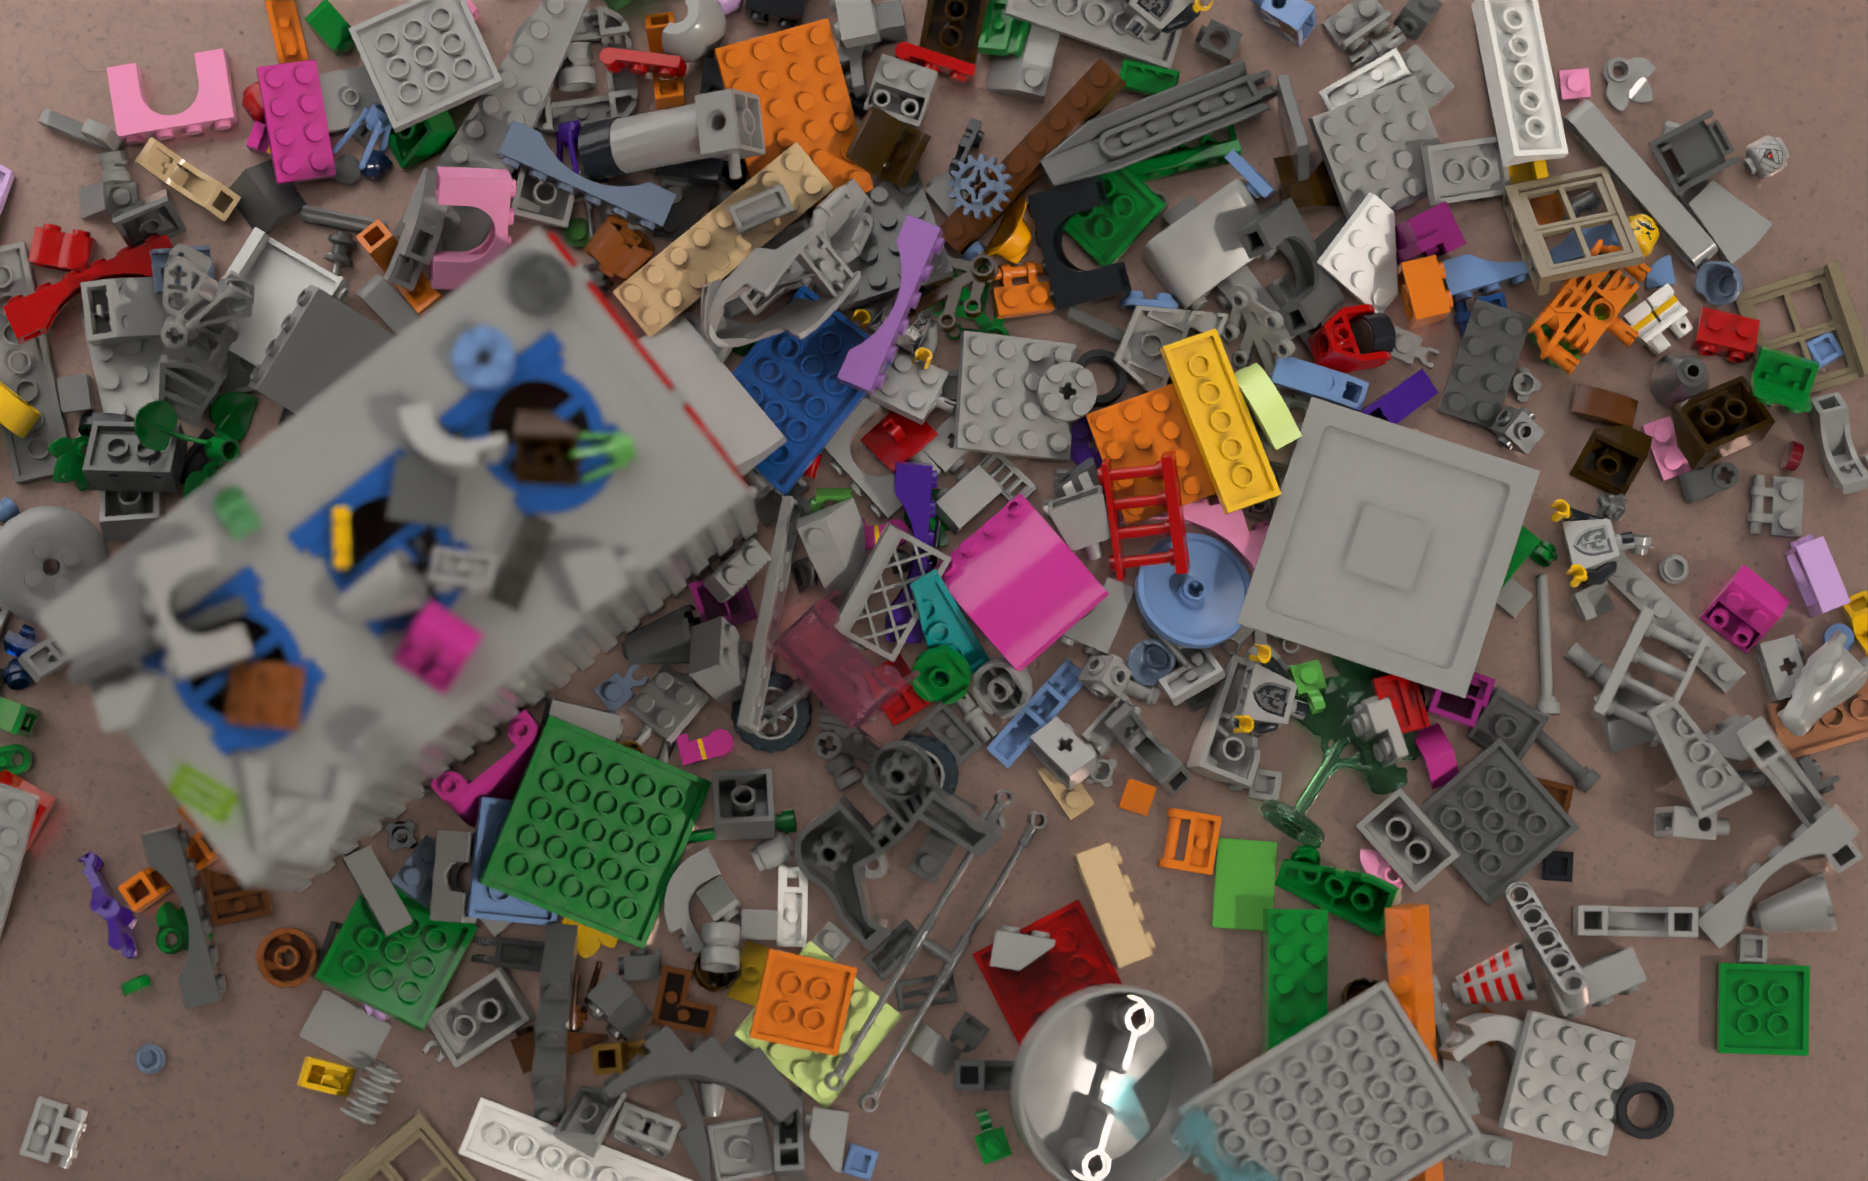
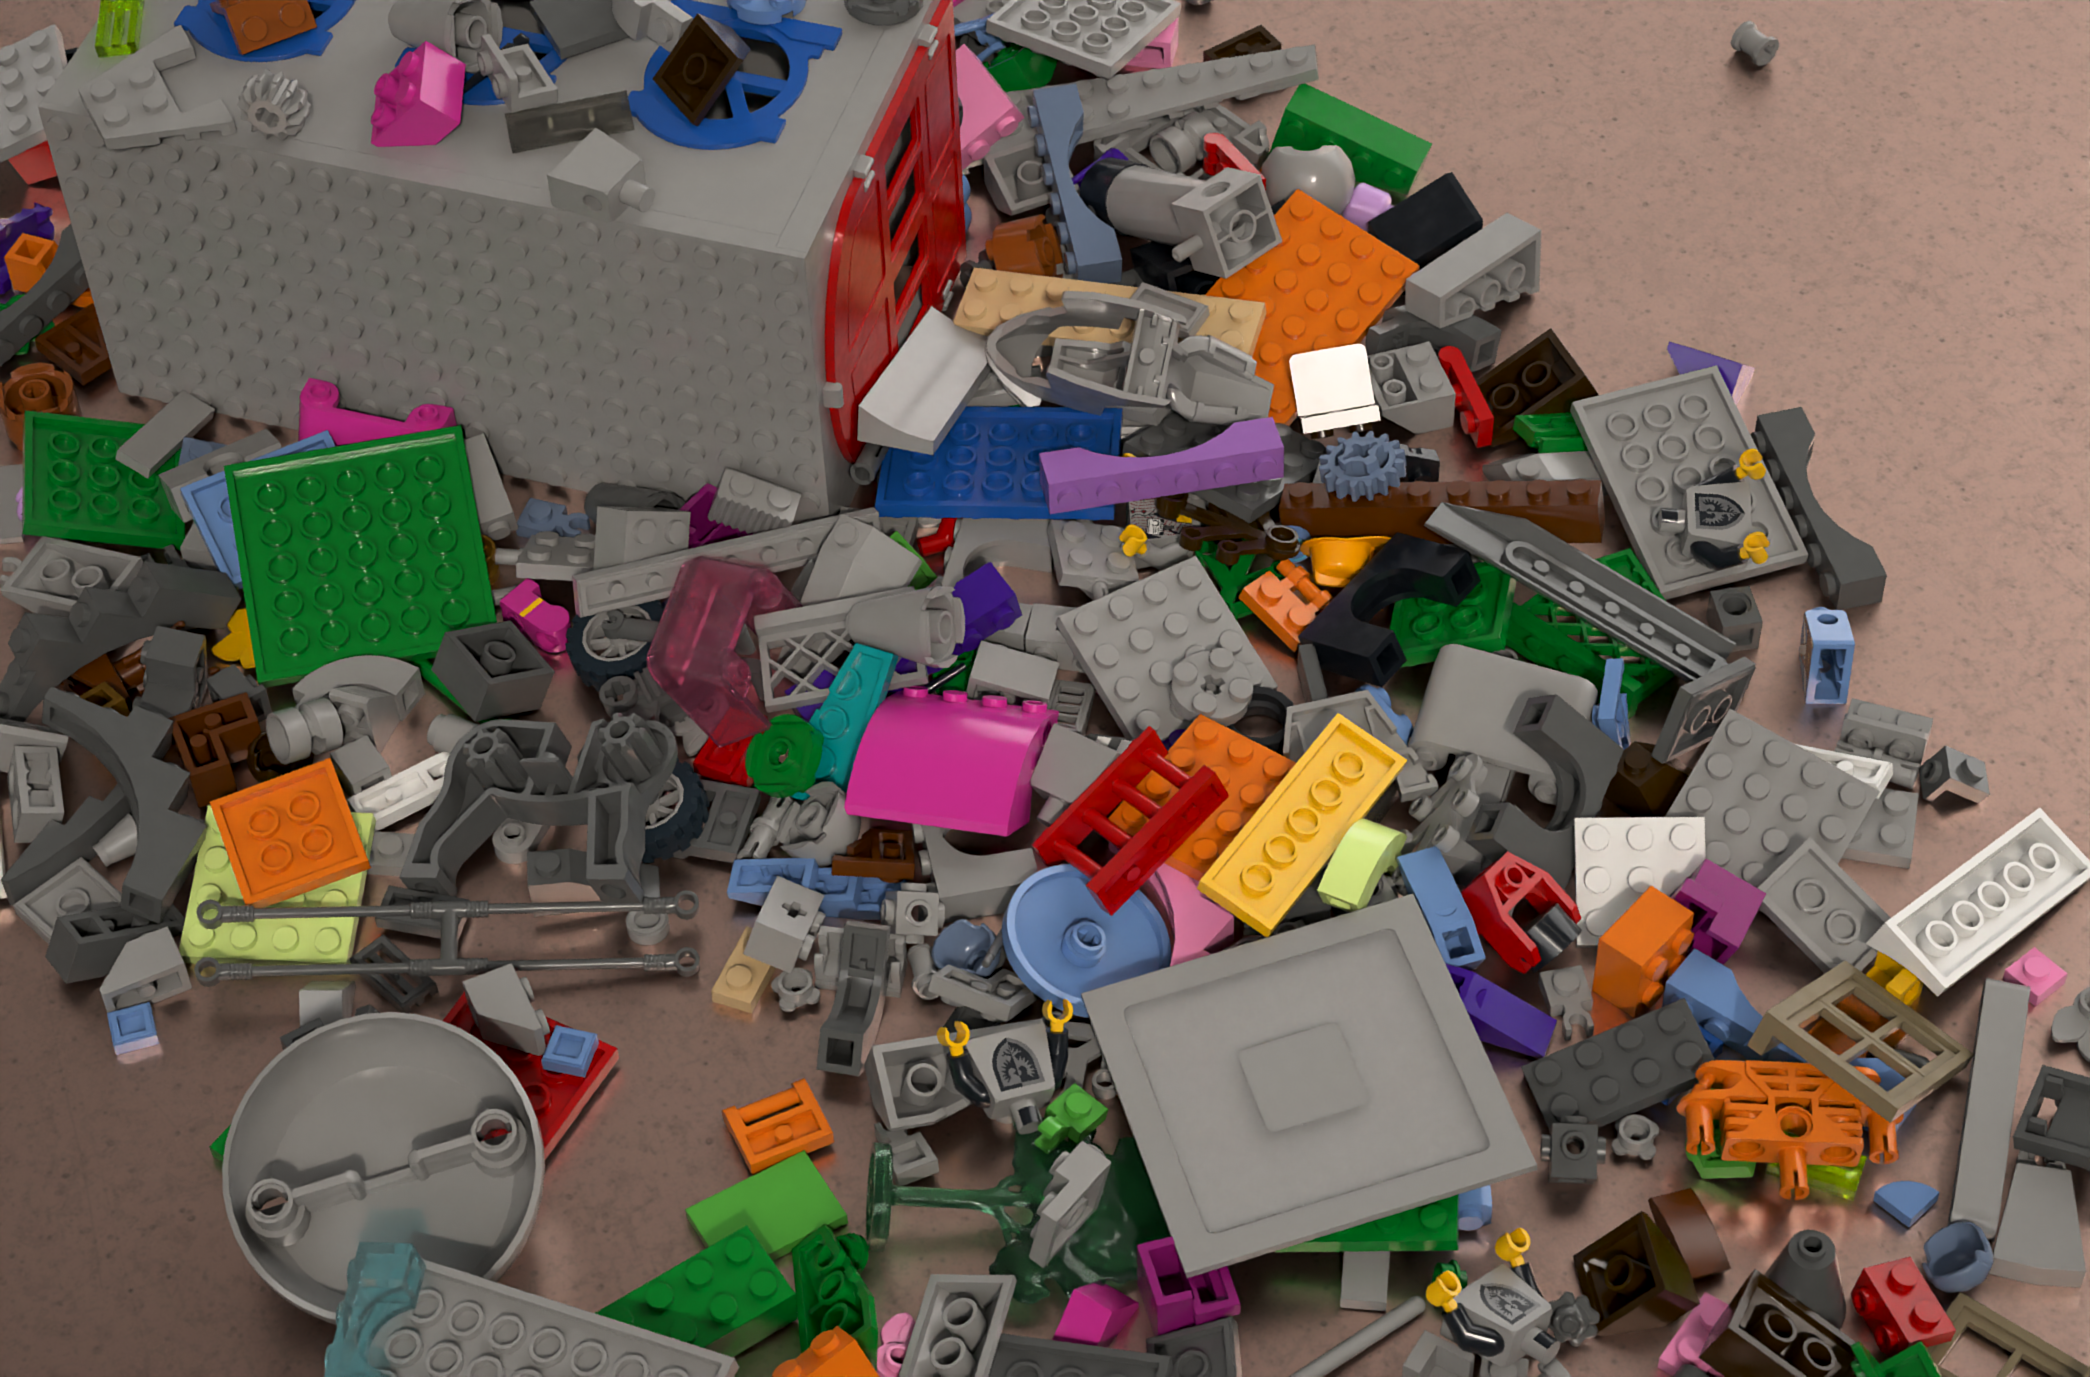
camera: 60 degrees right, 35 degrees down
(407, 840) = (245, 420): black plate -> none
(618, 448) = (756, 124): bright green plant -> none
(897, 439) = (1034, 588): red piece -> none
(923, 551) = (911, 624): none -> light grey cone
(1053, 670) = (878, 855): none -> reddish brown wing
(1066, 928) = (570, 1051): none -> medium blue tile
(1113, 905) = (632, 1076): tan brick -> none
(1137, 797) = (793, 1042): orange slope -> none
(1405, 701) = (1118, 1227): red plate -> none
(1645, 232) = (1927, 1140): yellow head -> none
(1655, 316) = (1871, 1221): white hips -> none

